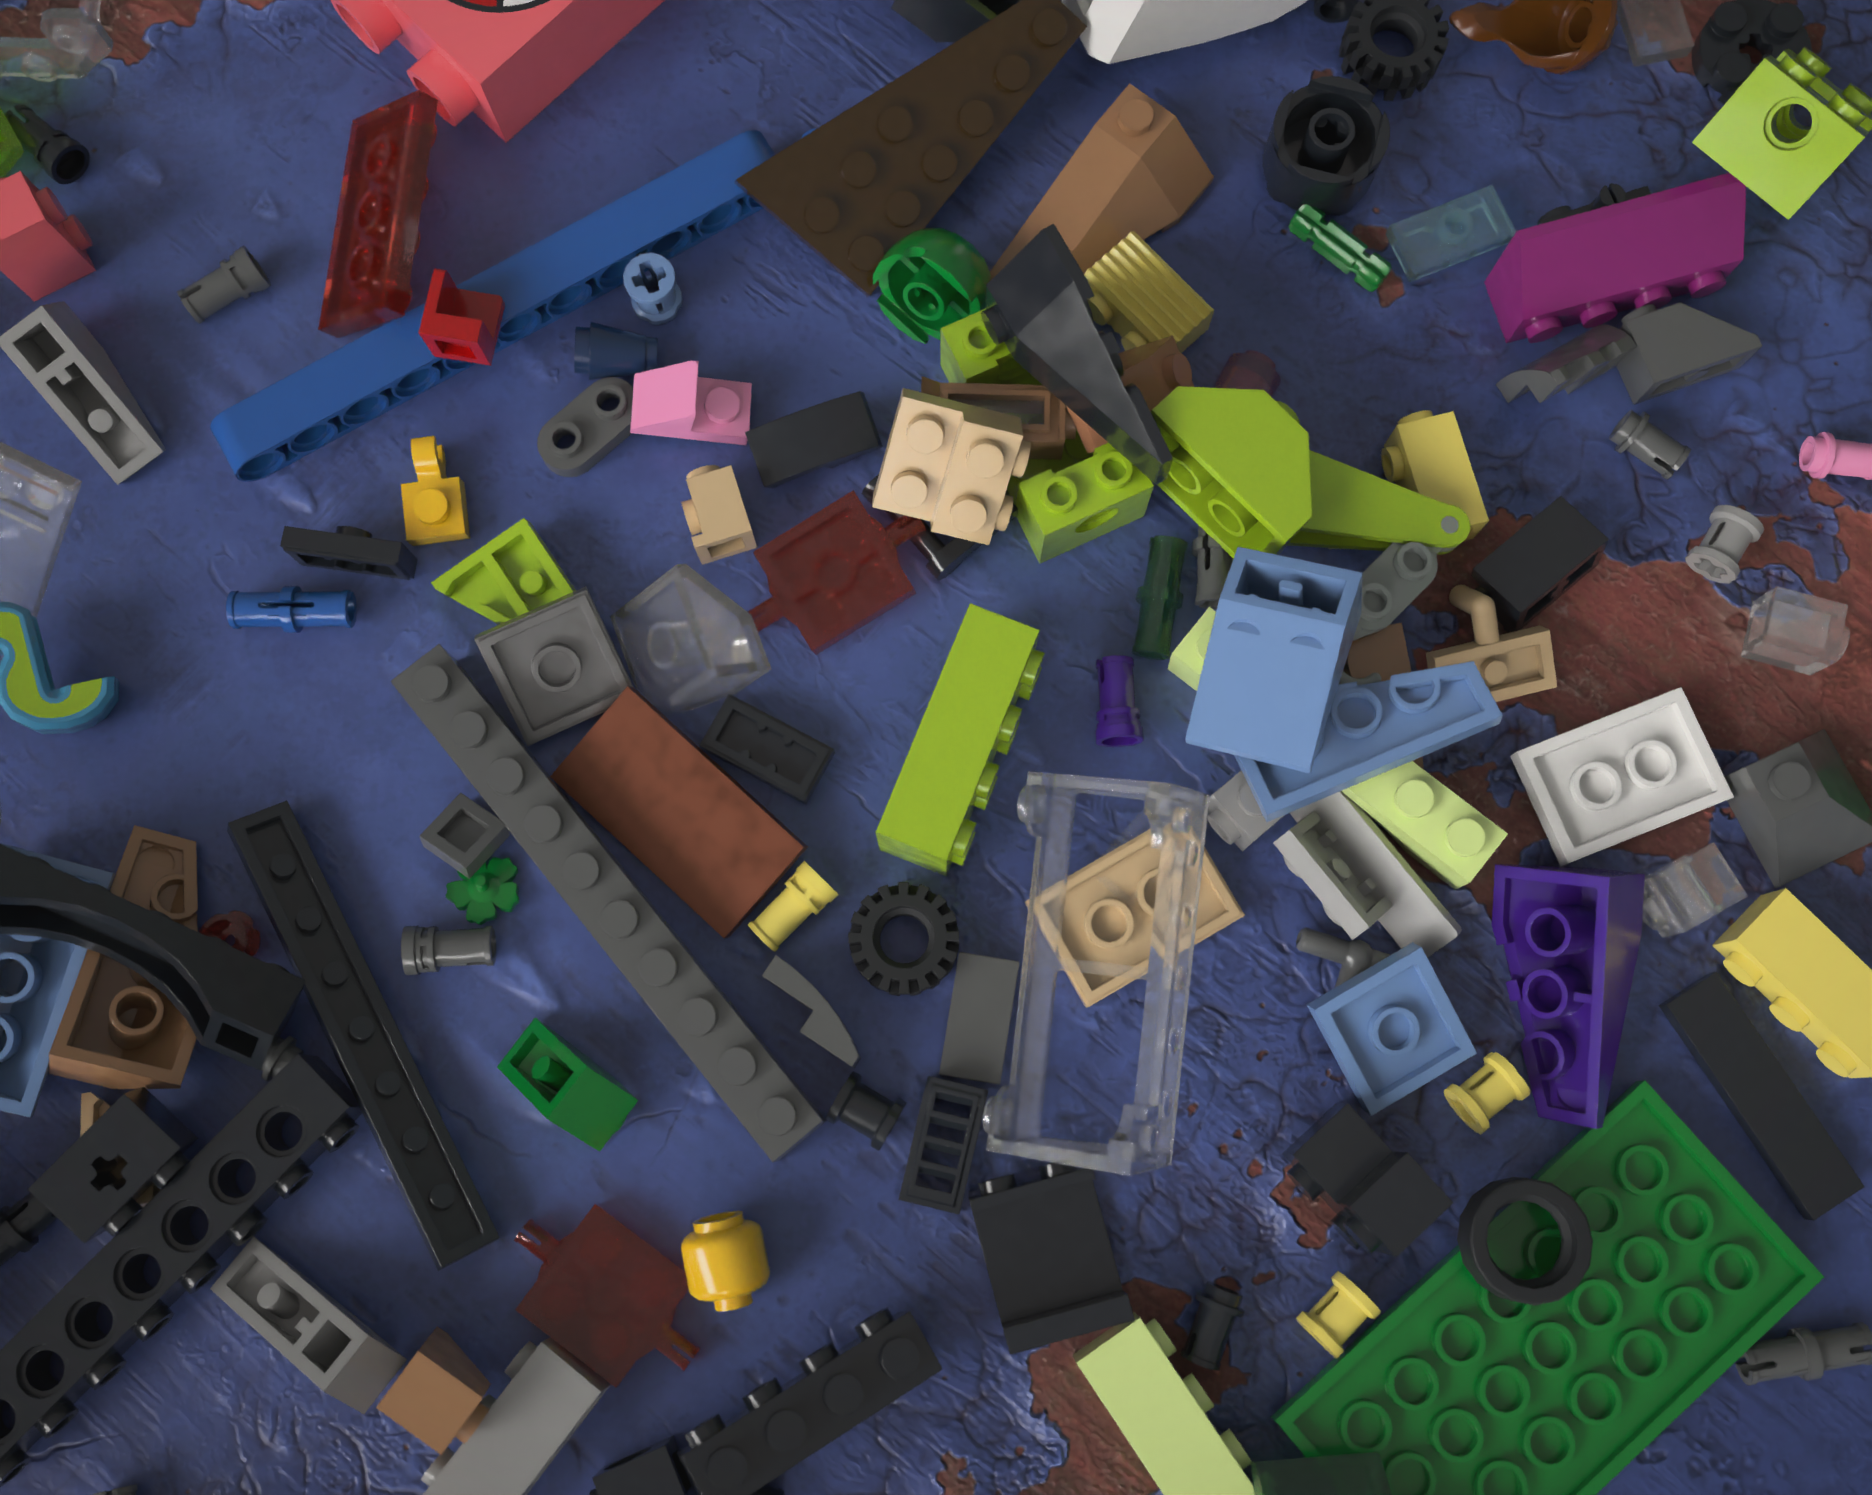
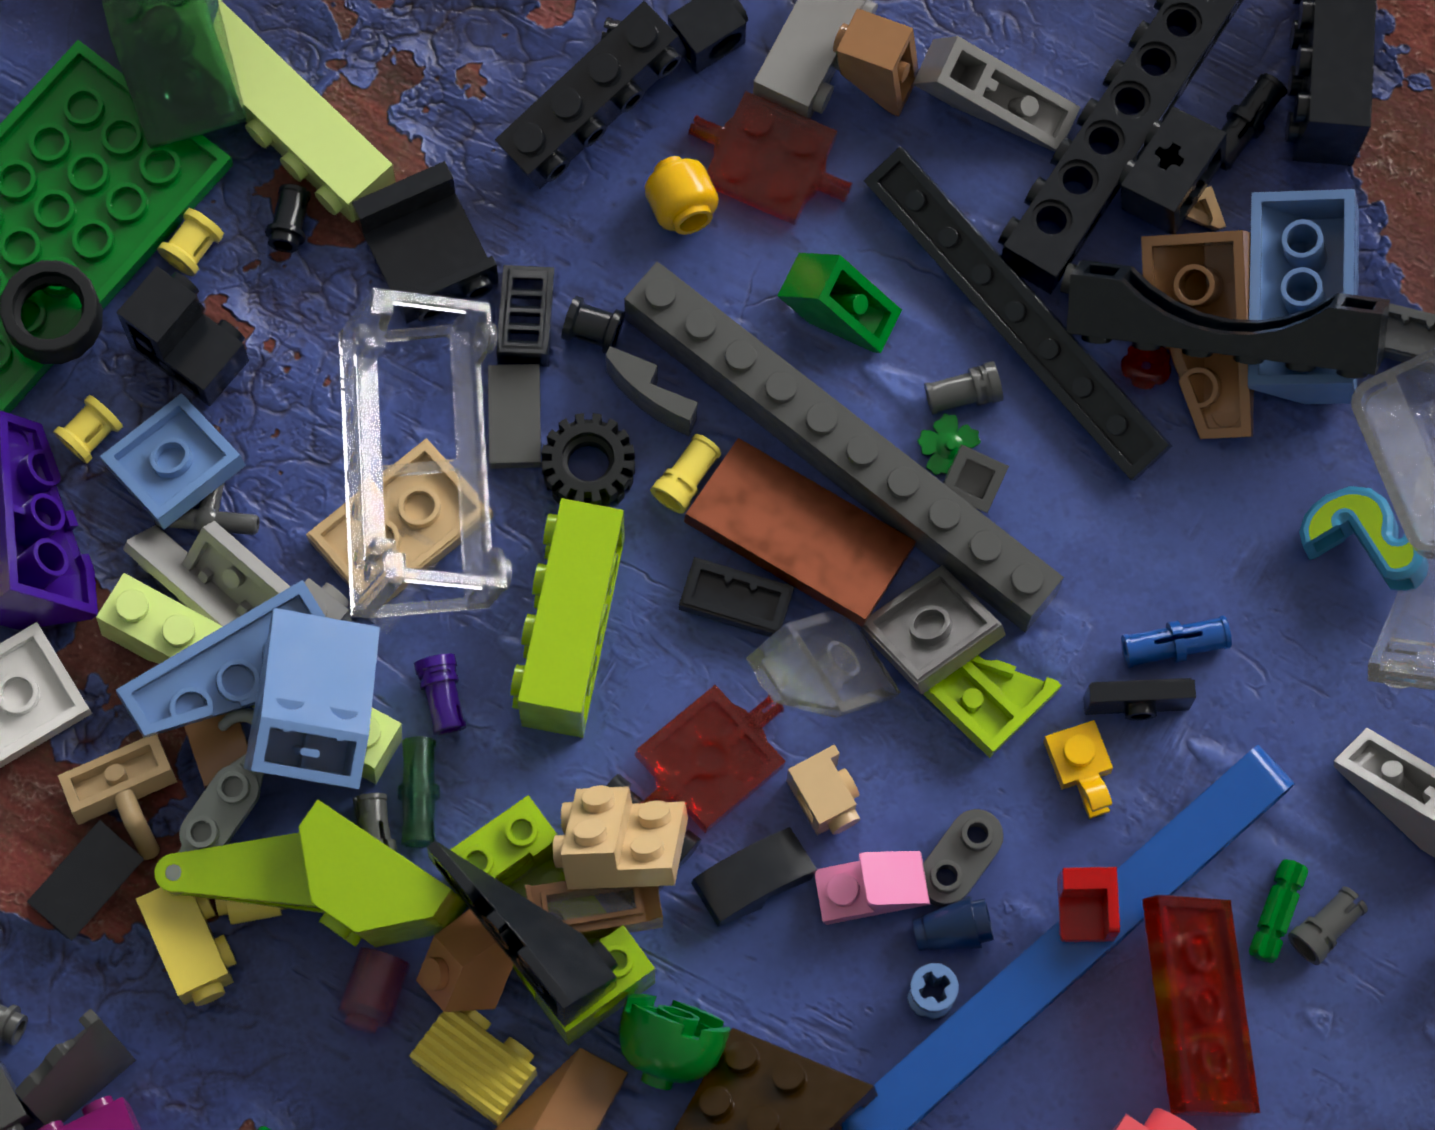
camera: 165 degrees right, 5 degrees down
(272, 312) = (1278, 910): none -> green axle

